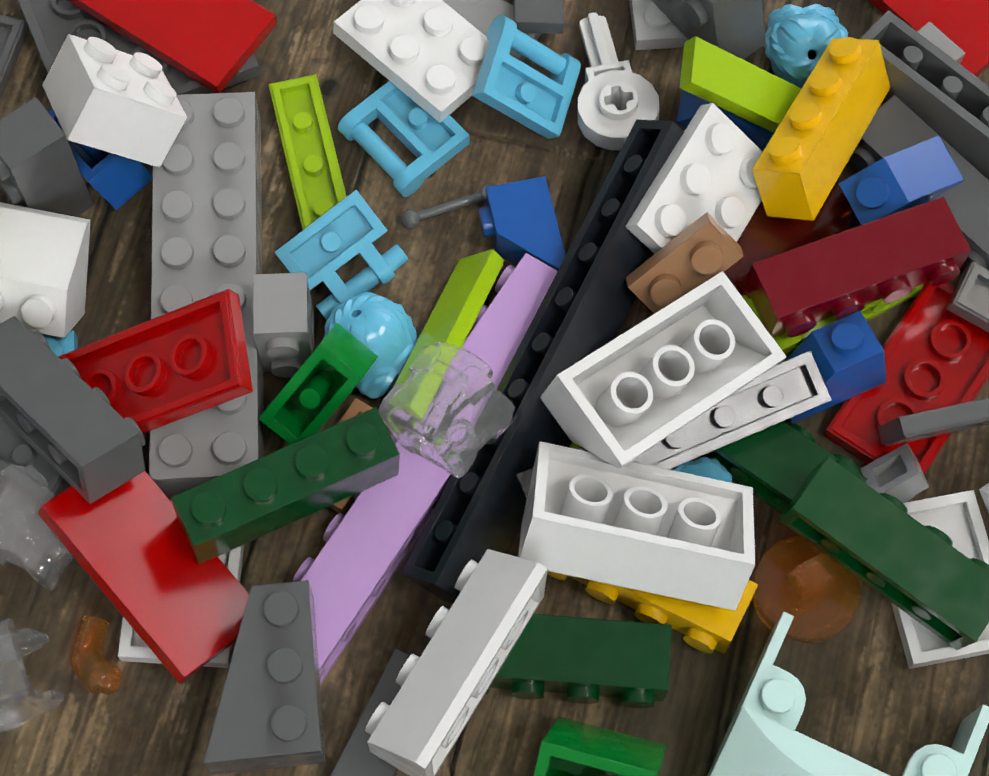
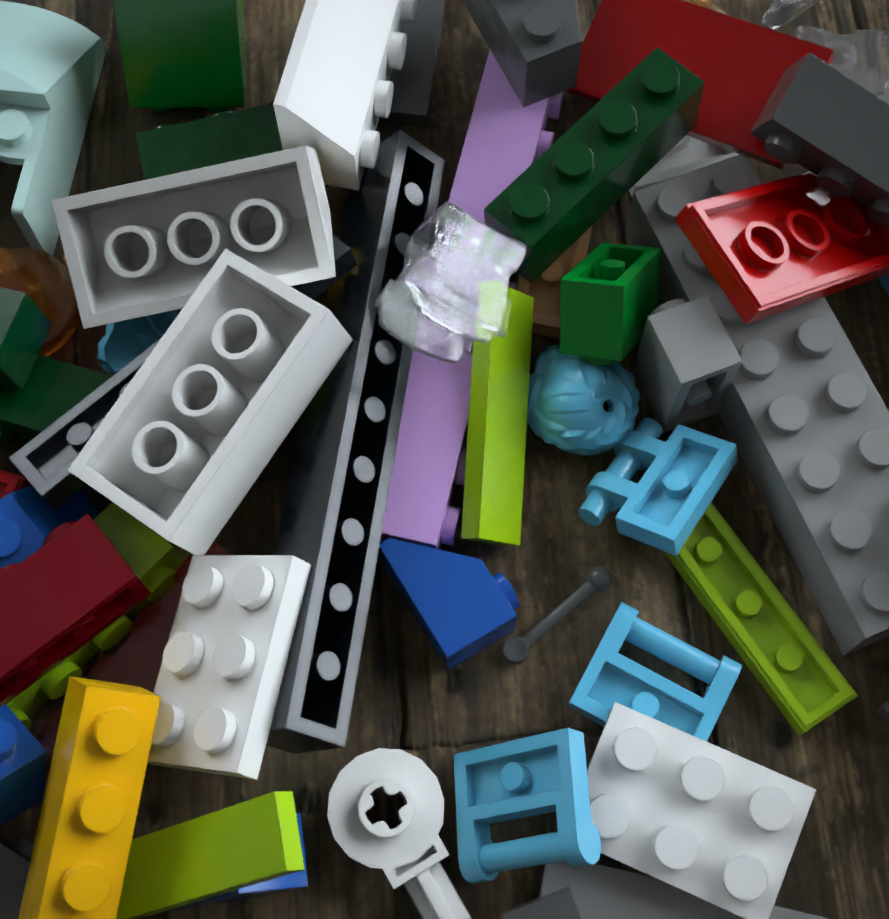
camera: 165 degrees right, 0 degrees up
(684, 263) = (212, 551): medium nougat plate -> none

